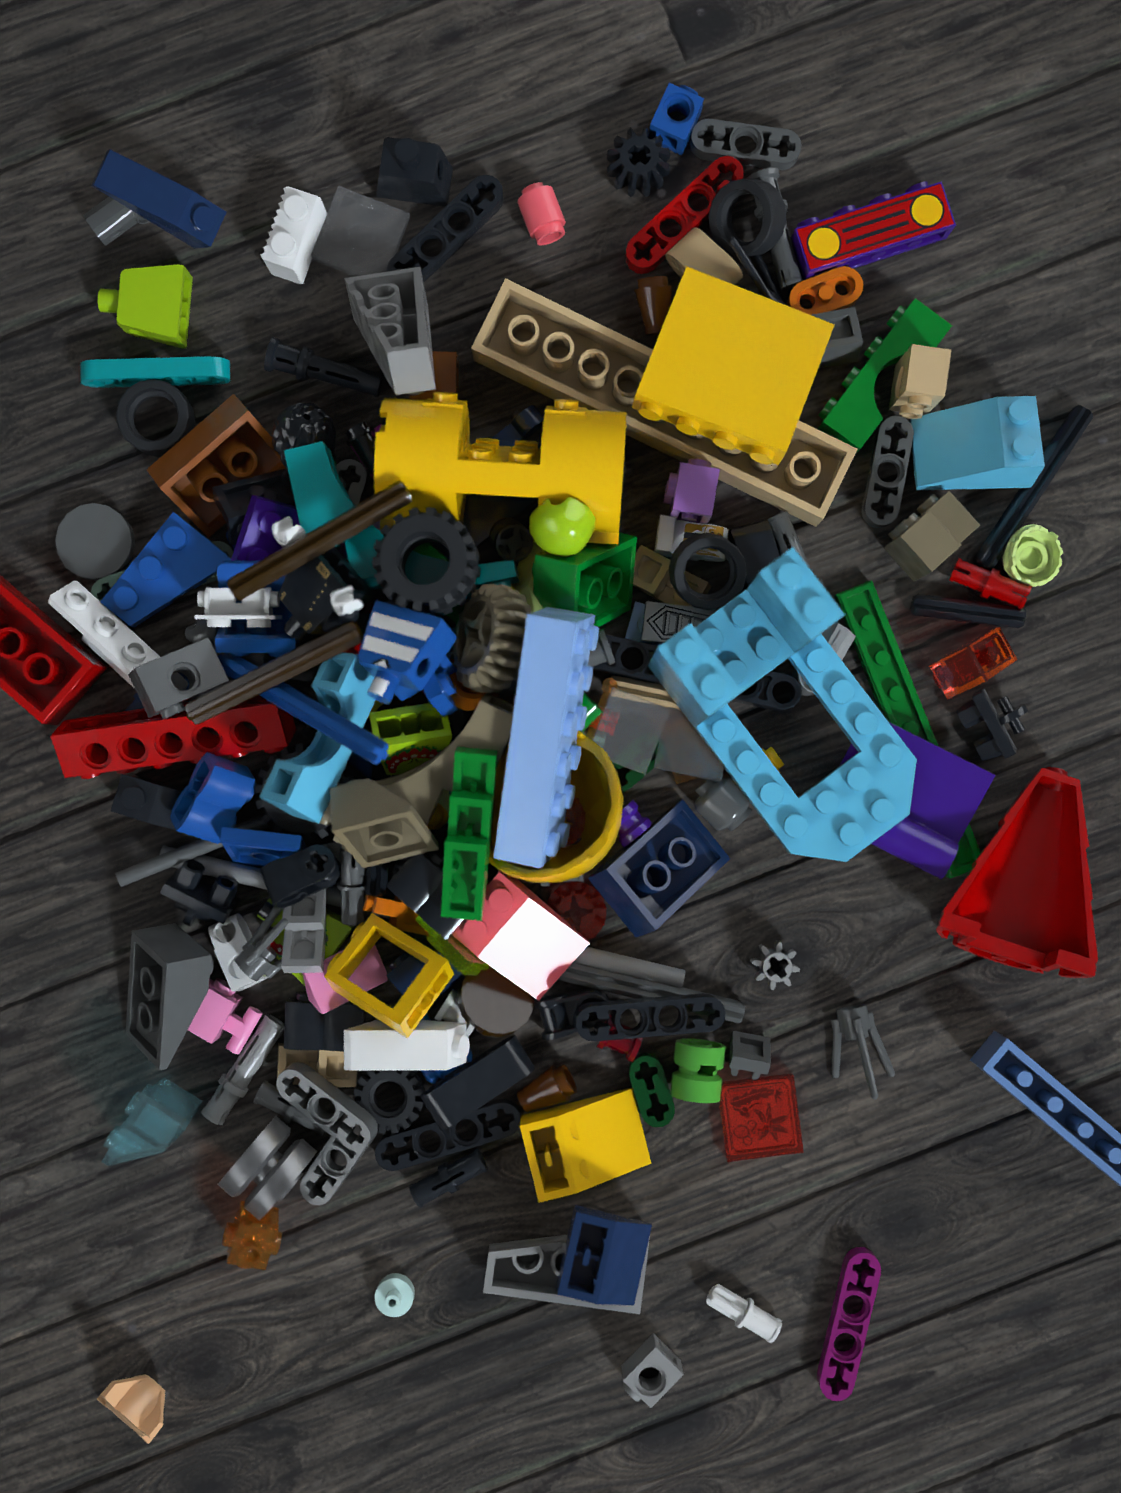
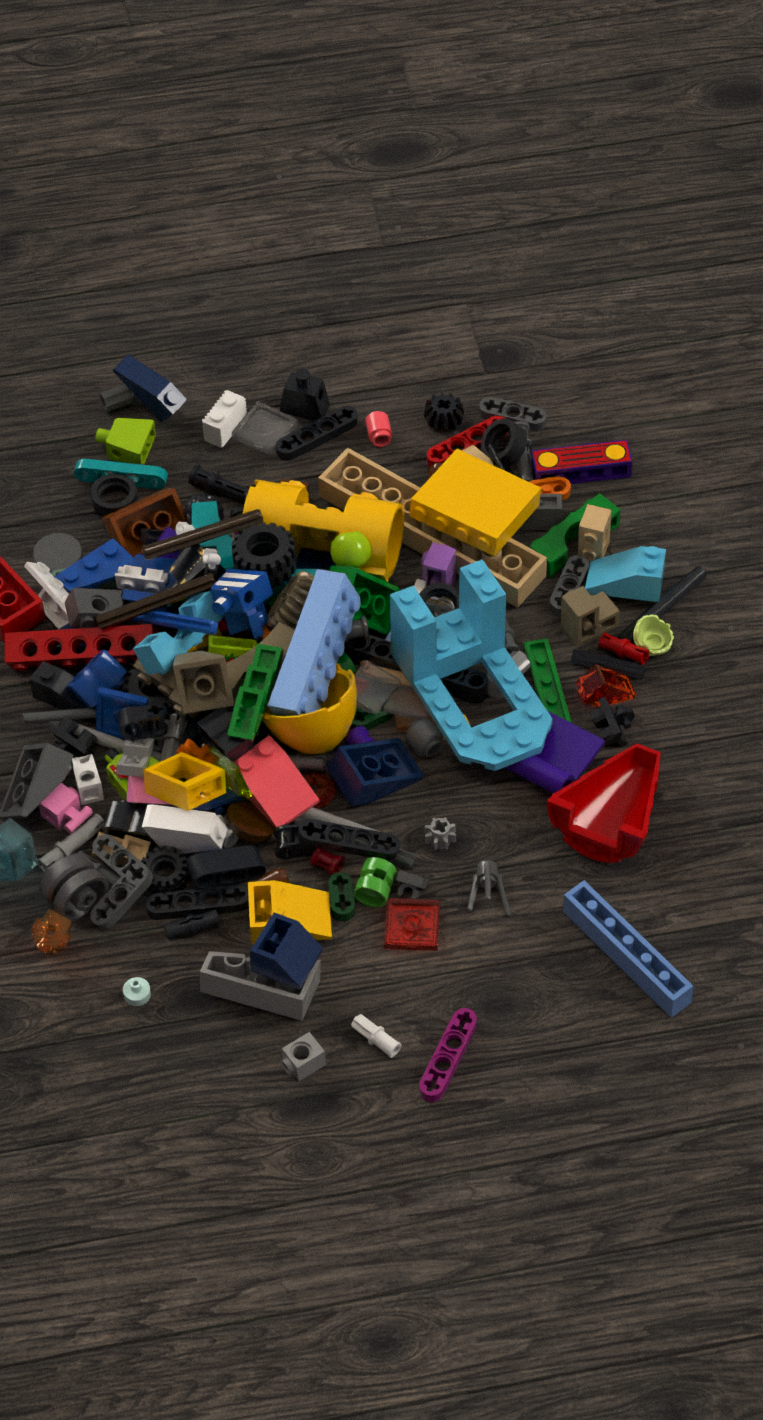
camera: 10 degrees right, 35 degrees down
(258, 954) = (102, 764): dark grey plant -> none
(396, 326) = (274, 459): light grey wedge -> none
(676, 133) = (471, 392): blue brick -> none

